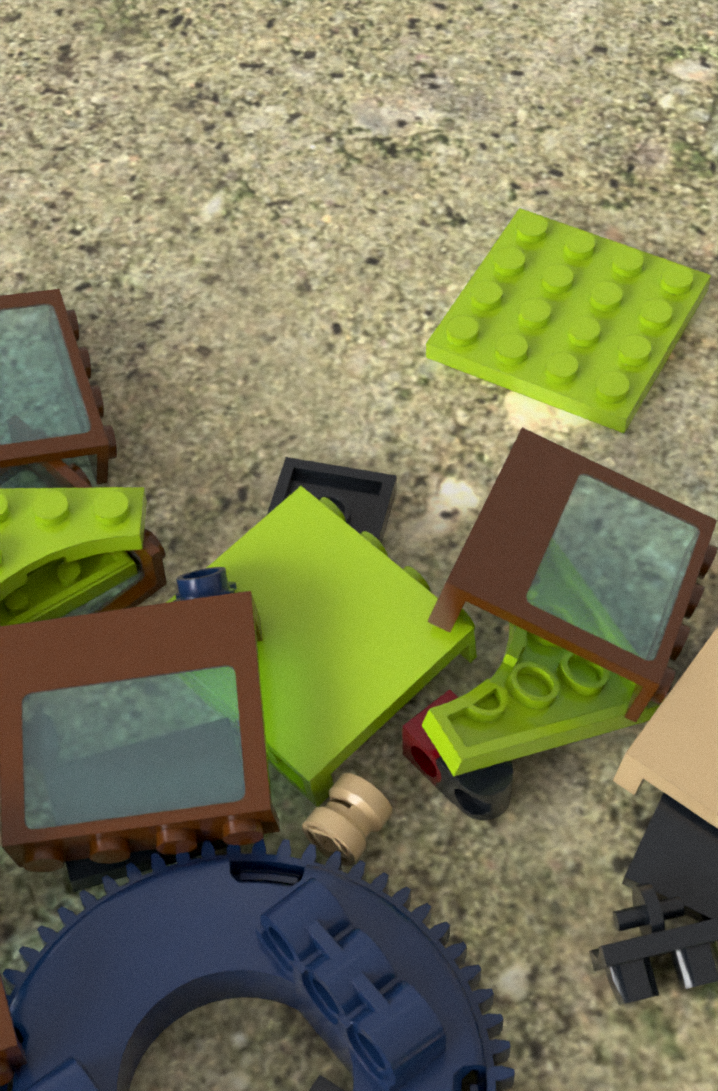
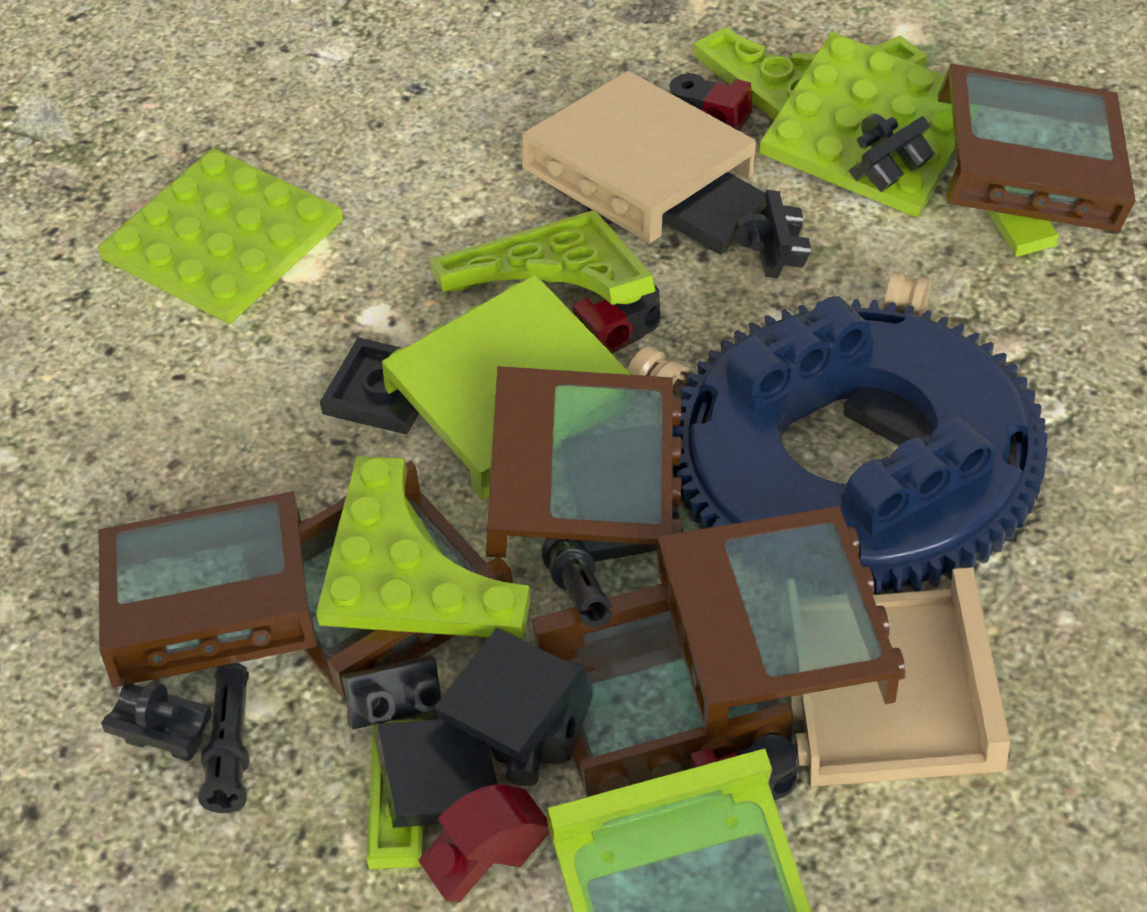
camera: 80 degrees left, 5 degrees down
(204, 583) = (472, 414): dark blue plate -> none
(585, 564) = (486, 222): panel -> none

